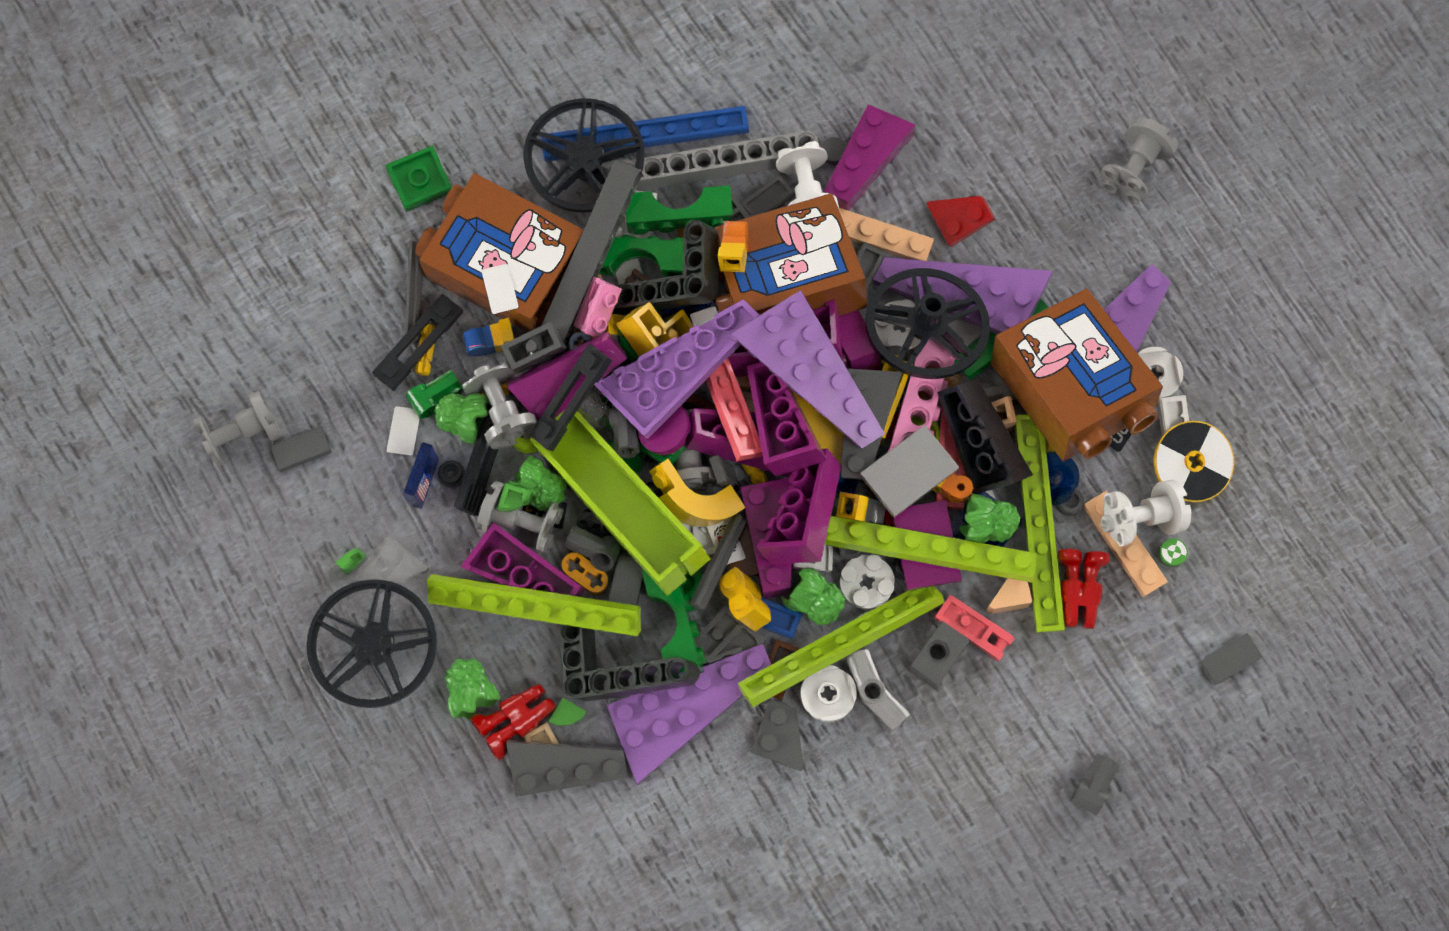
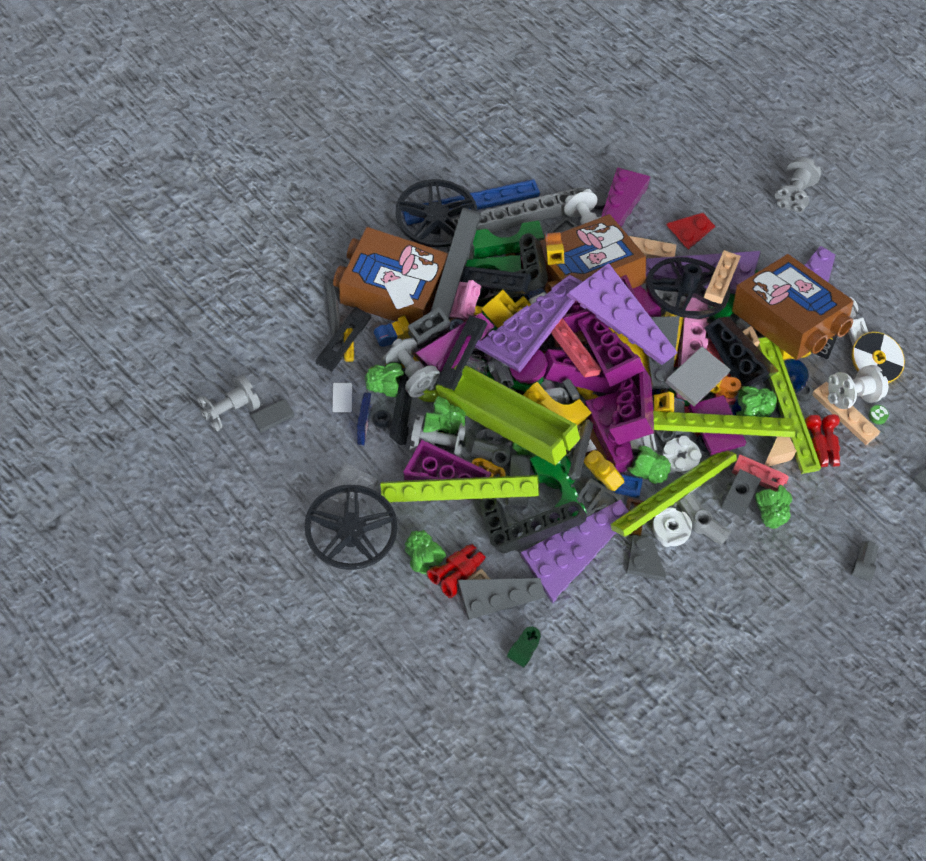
camera: 15 degrees left, 15 degrees down
(351, 560) = (321, 481): bright green tile -> none
(419, 178) = (323, 242): green tile -> none
(425, 397) = (356, 373): green piece -> none
(567, 714) = (494, 562): bright green tile -> none
(578, 854) = (523, 648): none -> dark green piece
(643, 283) = (497, 279): none -> black tile
(979, 314) = (722, 277): none -> light nougat plate
(980, 685) = (774, 506): none -> bright green hair

